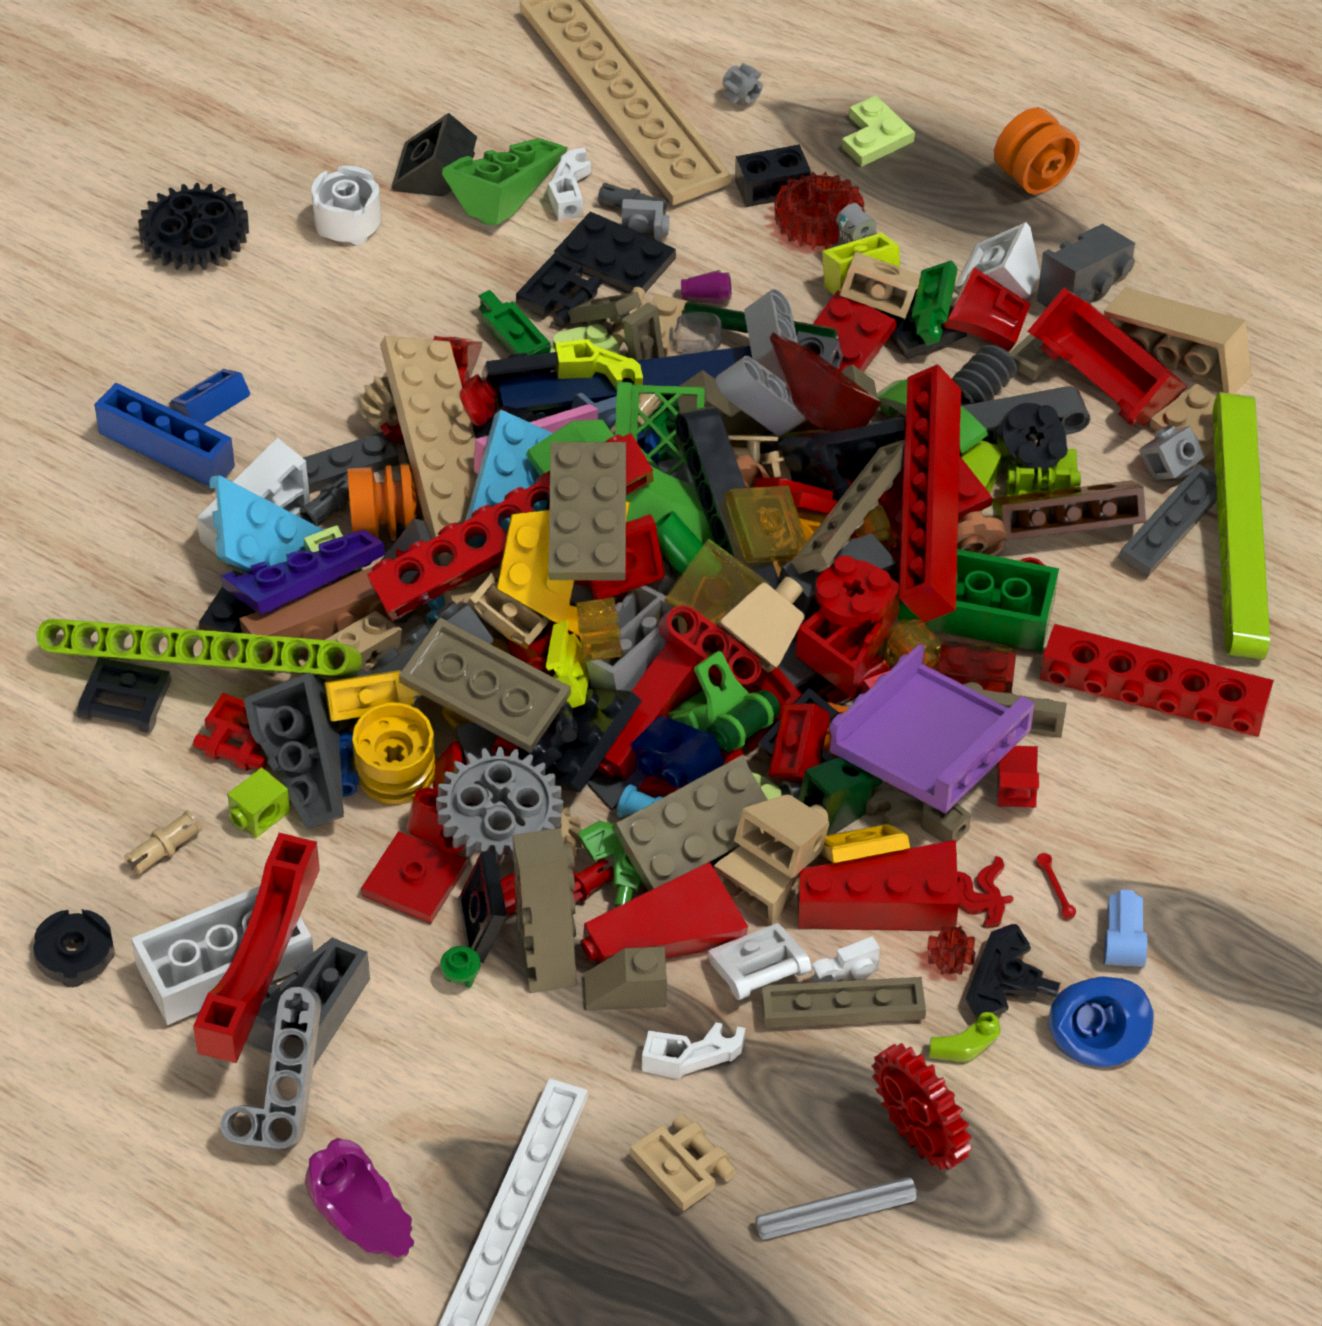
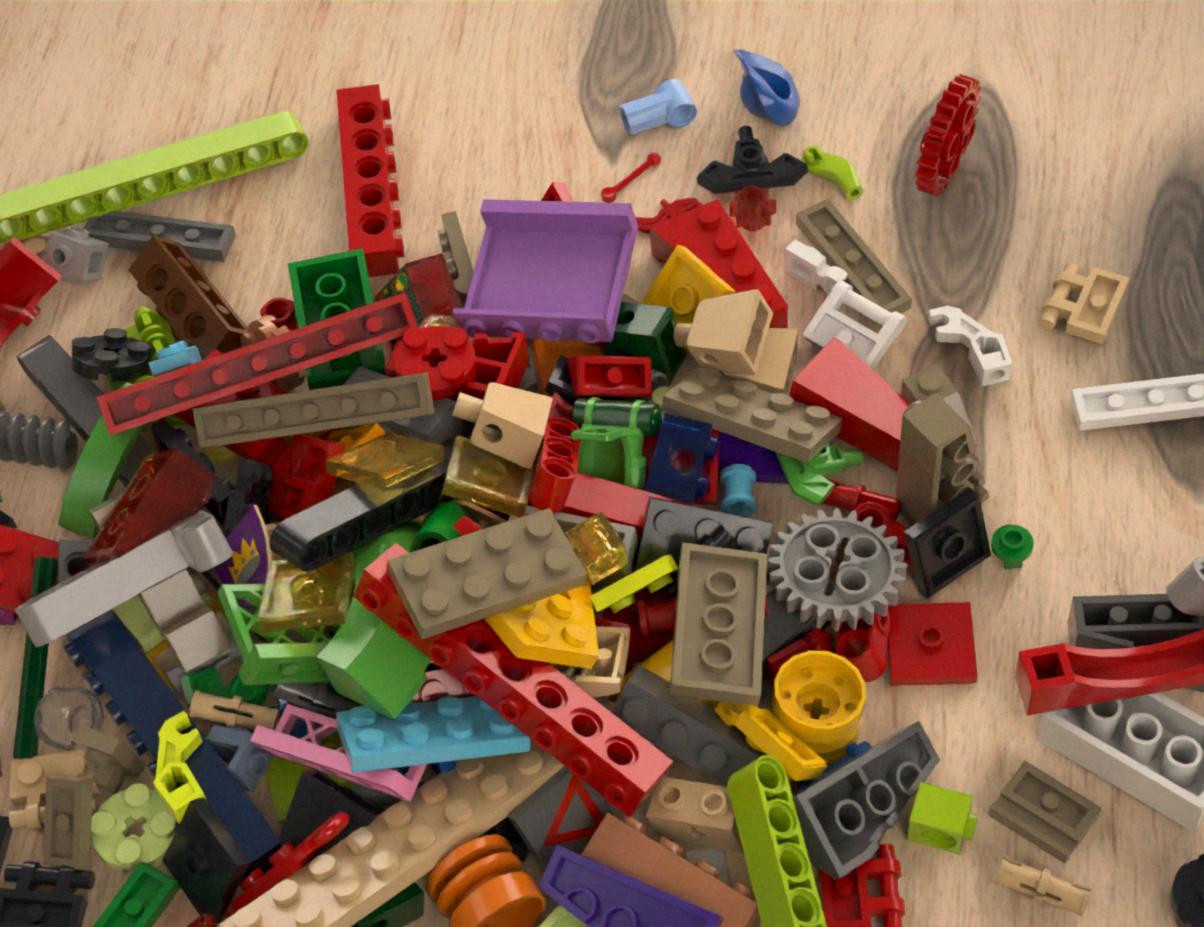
camera: 110 degrees left, 5 degrees up
(217, 873) = (1044, 811): none -> dark tan plate
(659, 440) = (307, 598): none -> clear yellow plate
(835, 1208) = (1051, 192): light grey axle -> none
(982, 458) = (174, 358): none -> medium azure hinge

